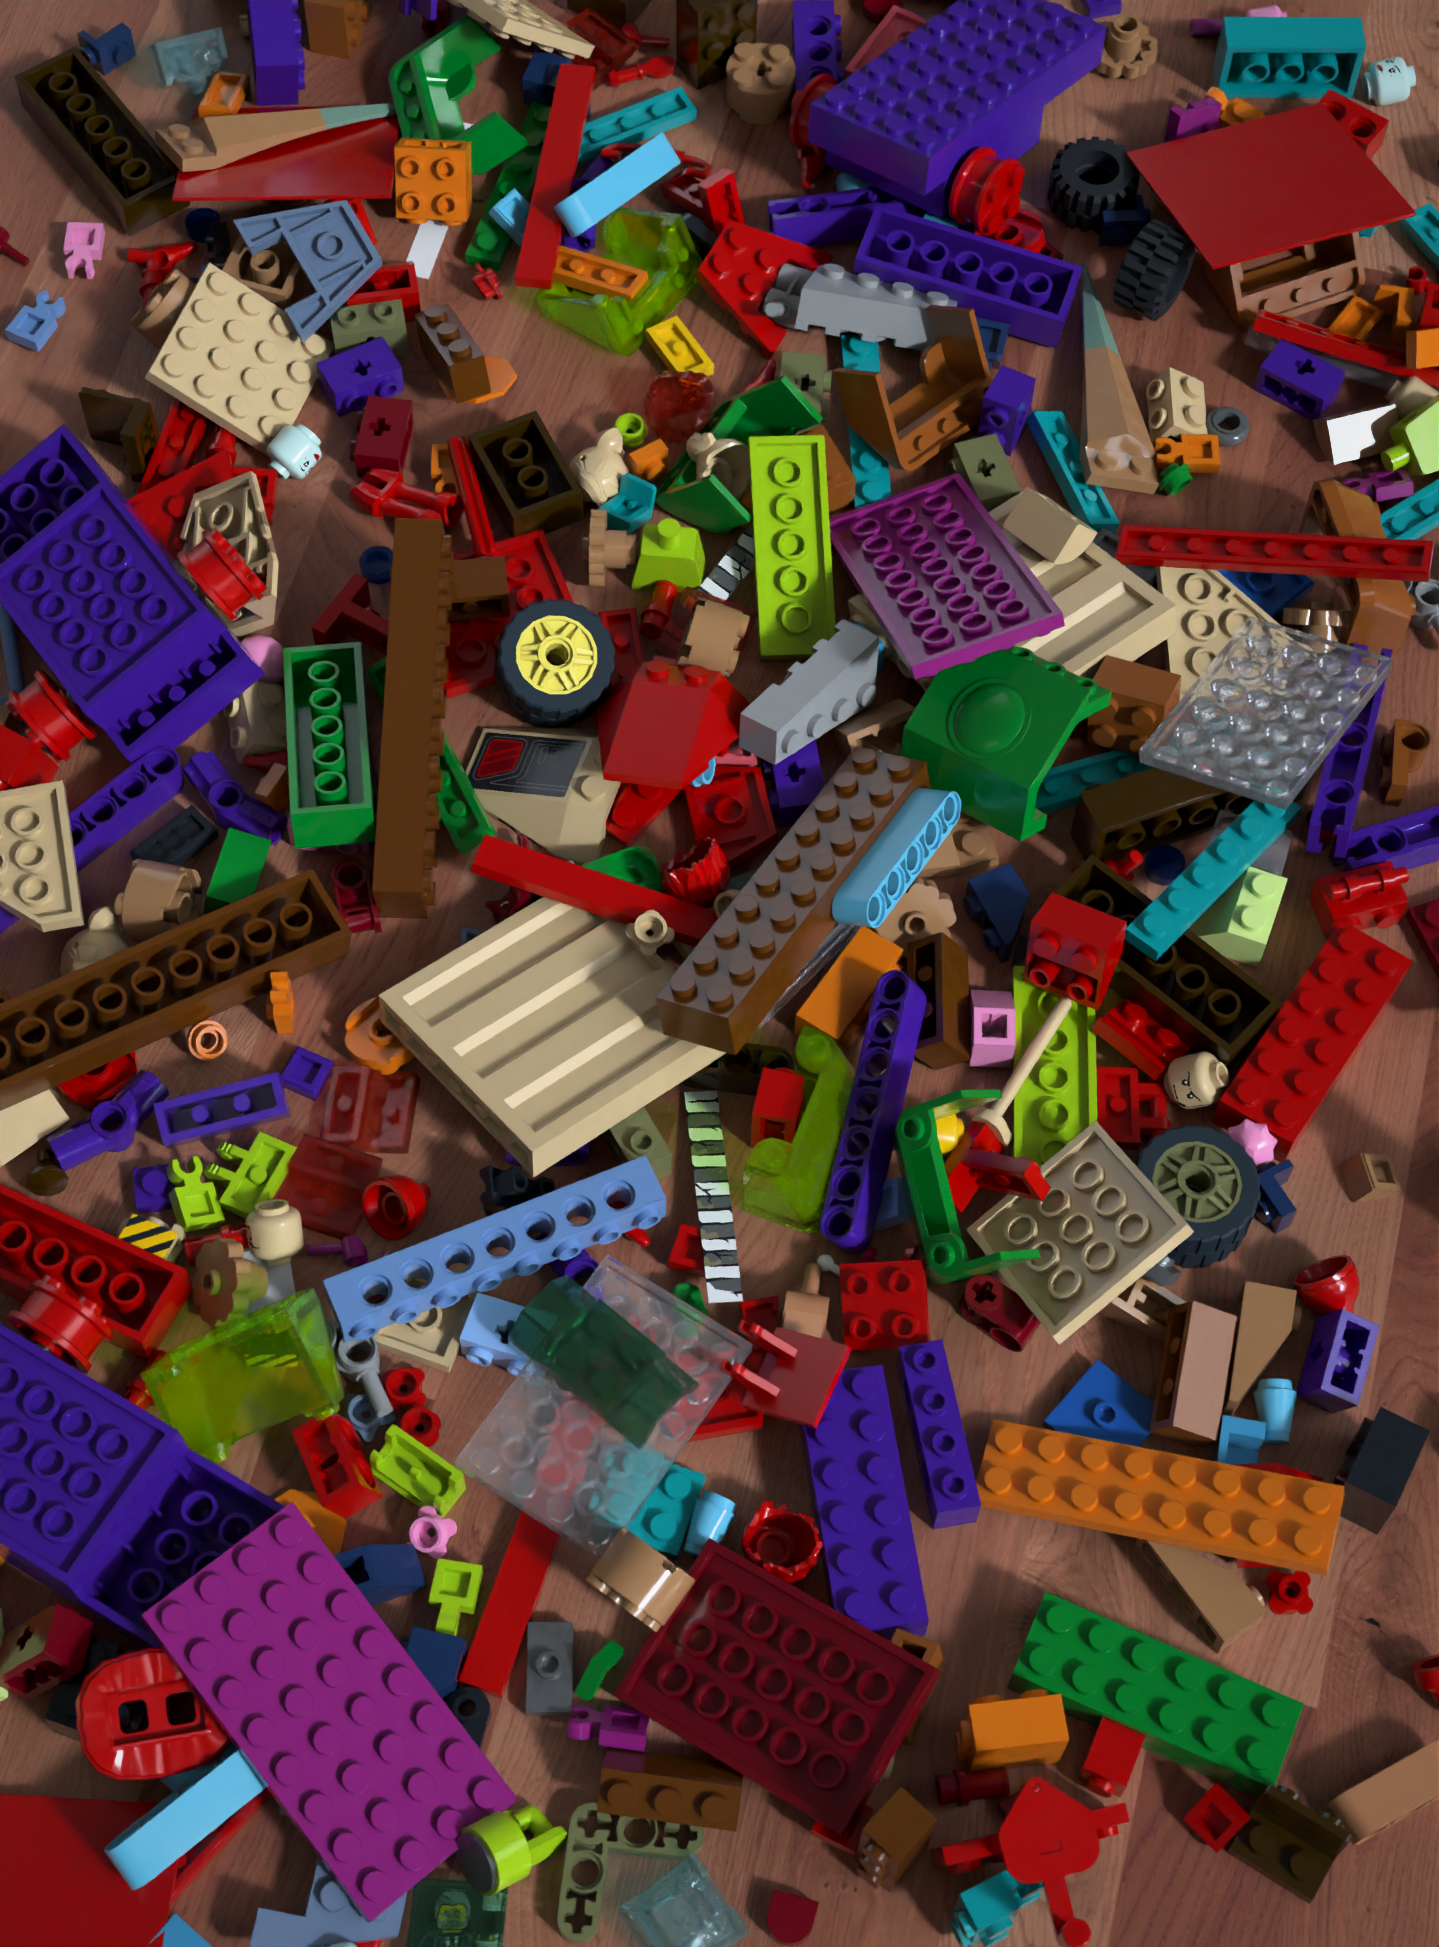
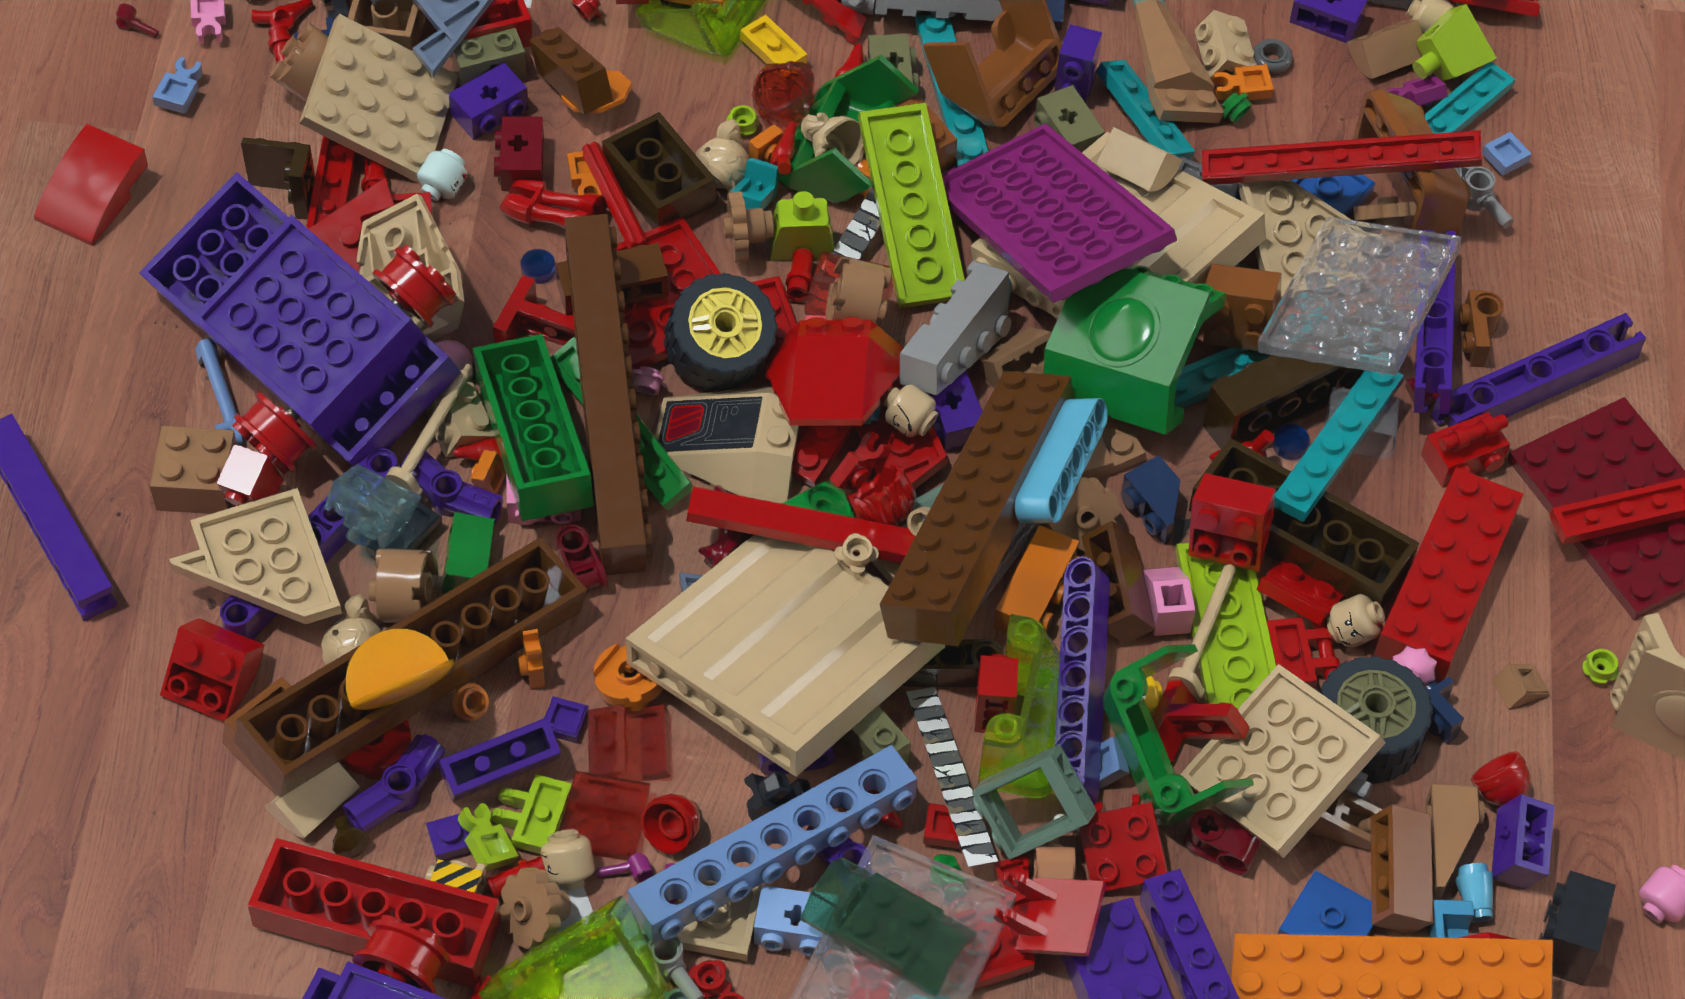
camera: 10 degrees left, 5 degrees down
(114, 998) = (394, 668): none -> light orange piece
(137, 810) = (371, 506): none -> clear light blue brick
(179, 783) = (403, 475): none -> tan piece
(468, 707) = (647, 380): none -> bright pink plate
(666, 468) = (785, 149): none -> red animal
(676, 831) = (858, 464): none -> red plate
(744, 778) = (910, 410): none -> tan head
(826, 1226) = (1066, 786): none -> sand green window
(1243, 916) = (1370, 475): yellowish green slope -> none

